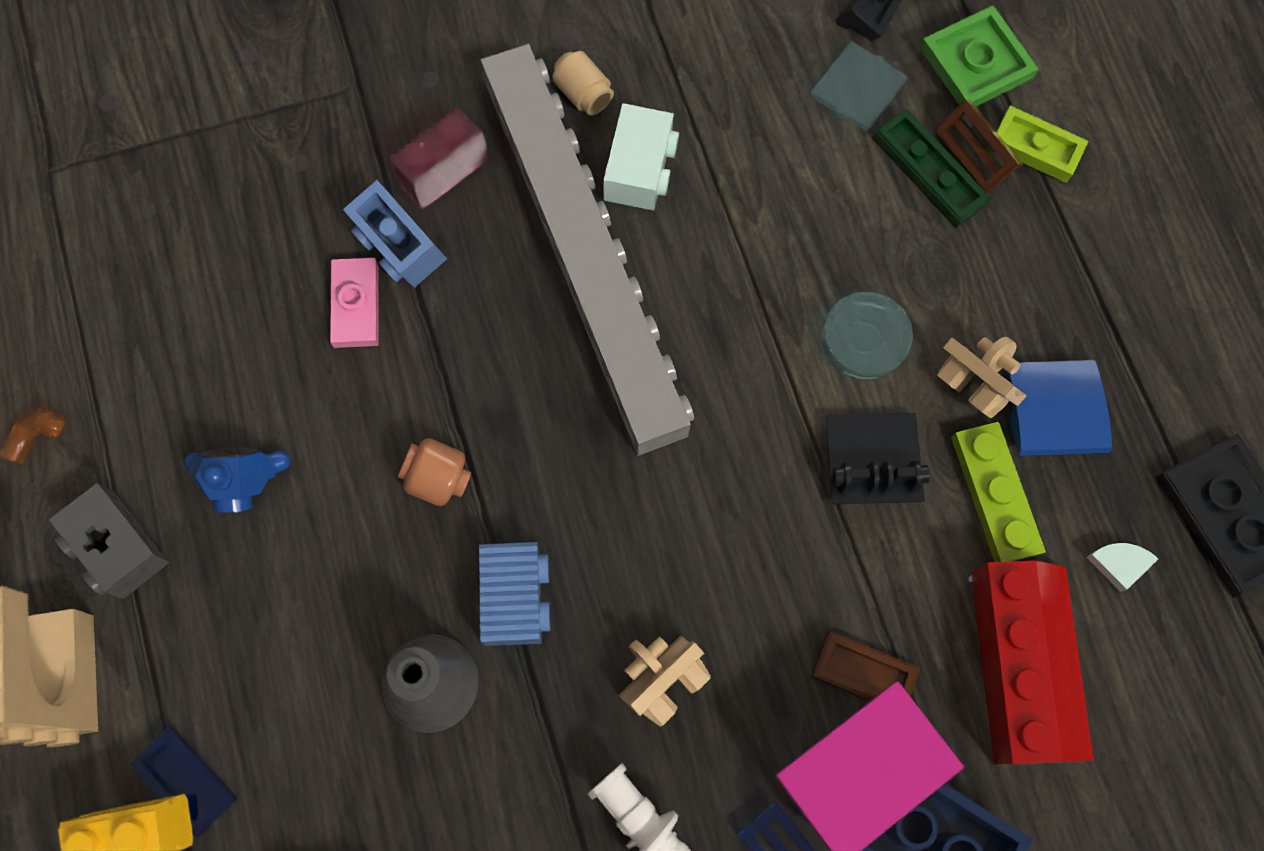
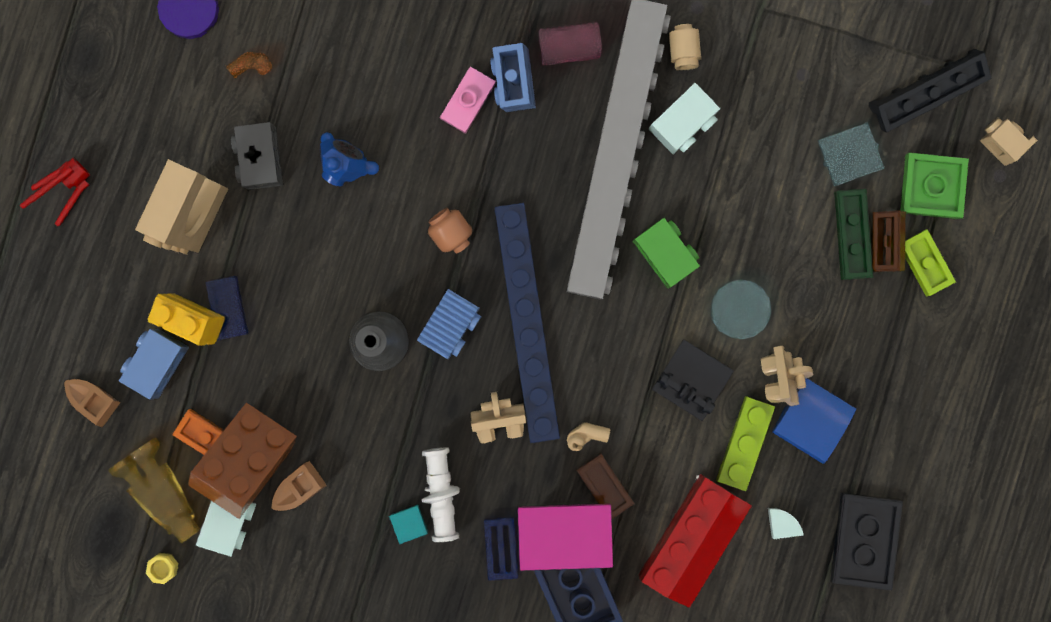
camera: 35 degrees right, 15 degrees up
(617, 530) = (527, 323): none -> dark blue plate
(728, 323) = (667, 252): none -> bright green brick
(789, 617) = (586, 432): none -> tan arm

